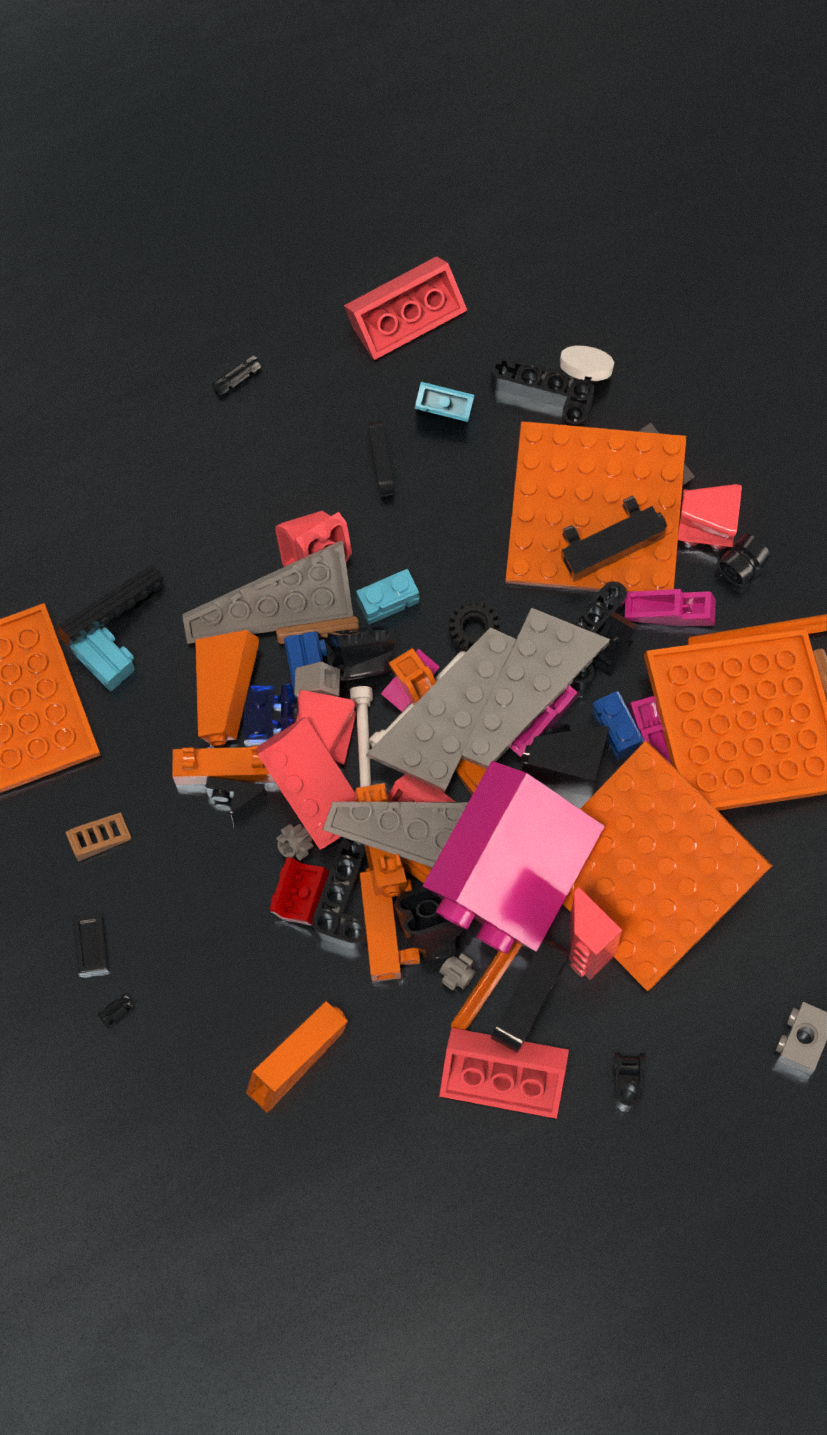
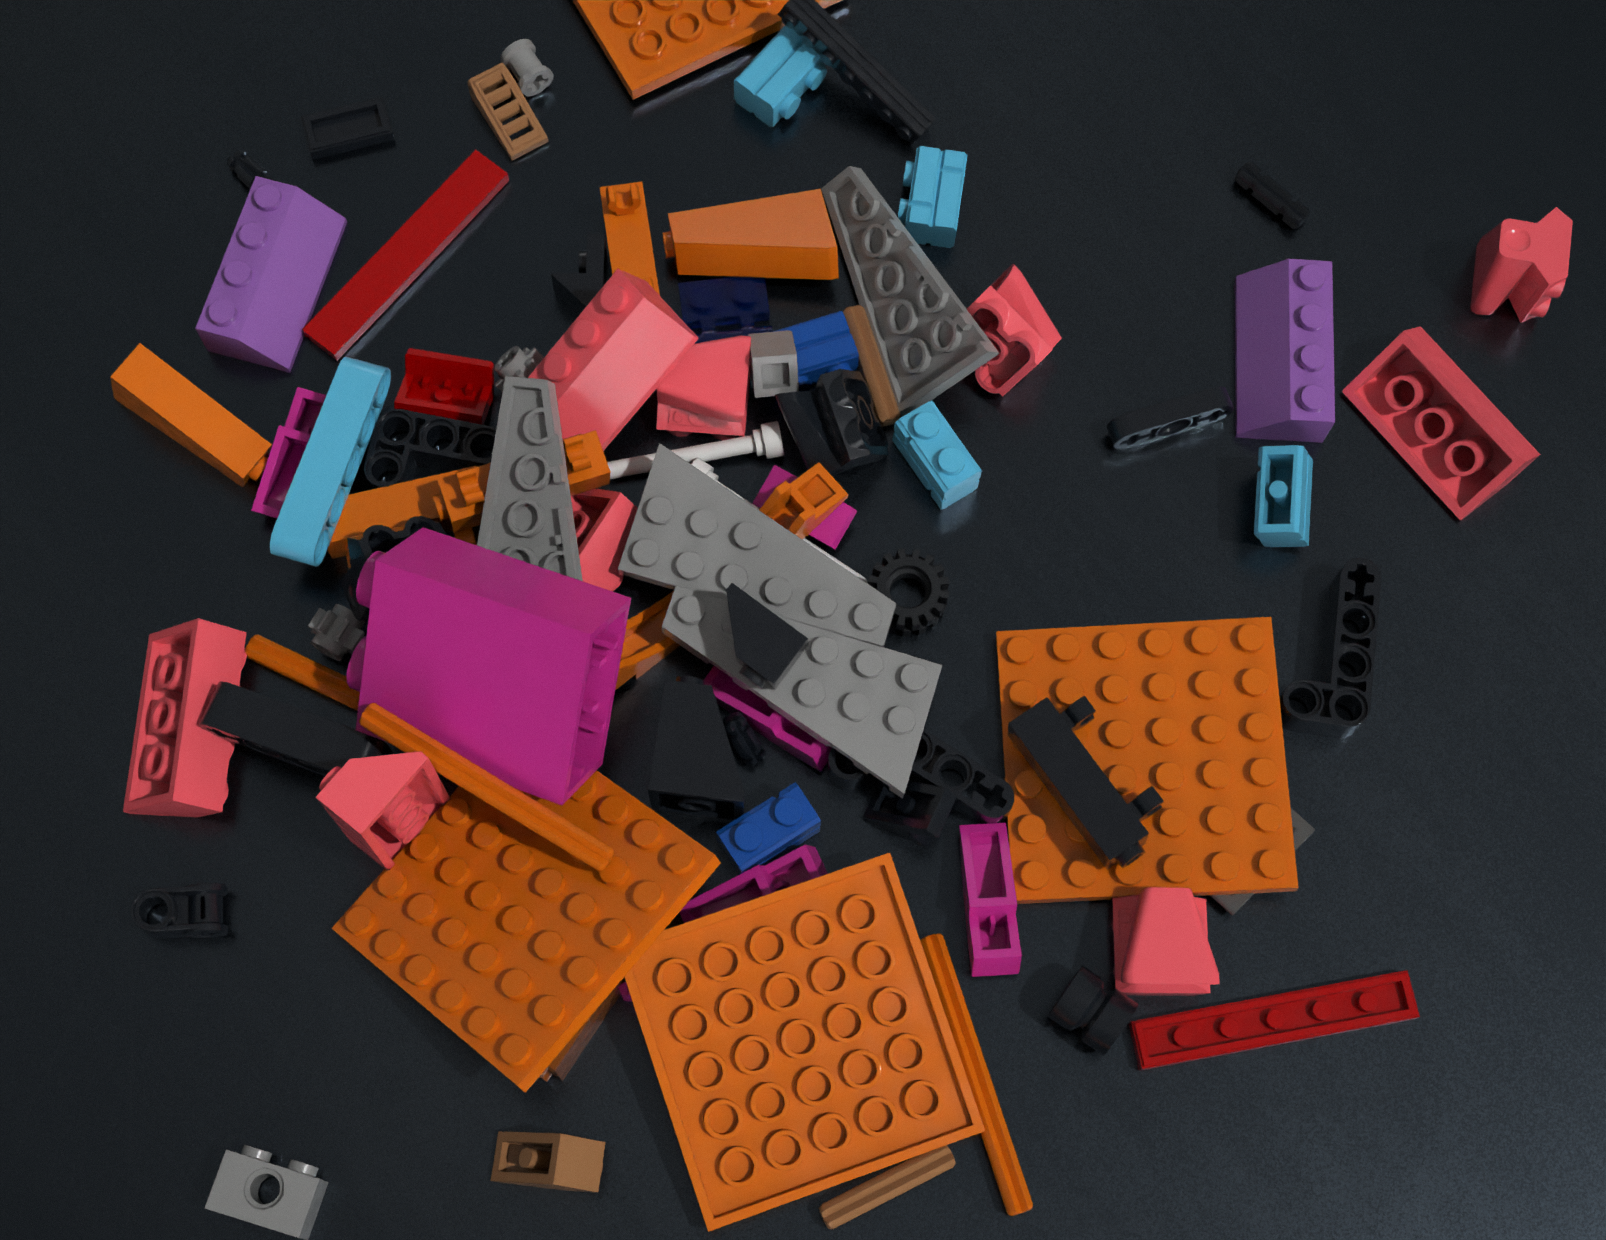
camera: 75 degrees right, 0 degrees up
(67, 819) = (526, 67): none -> light grey bush
(193, 912) = (405, 255): none -> red tile
(197, 999) = (270, 275): none -> medium lavender slope
(206, 573) = (934, 196): none -> medium azure brick
(314, 240) = (1522, 264): none -> coral piece
(332, 987) = (287, 452): none -> dark pink slope
(346, 385) = (1285, 352): none -> medium lavender slope
(348, 959) = (330, 462): none -> medium azure beam
(510, 703) = (762, 640): none -> black slope
(586, 361) = (1401, 712): white tile -> none
(587, 870) = (488, 787): none -> orange axle
(756, 465) = (1273, 1020): none -> red tile
(801, 875) = (548, 1161): none -> medium nougat slope

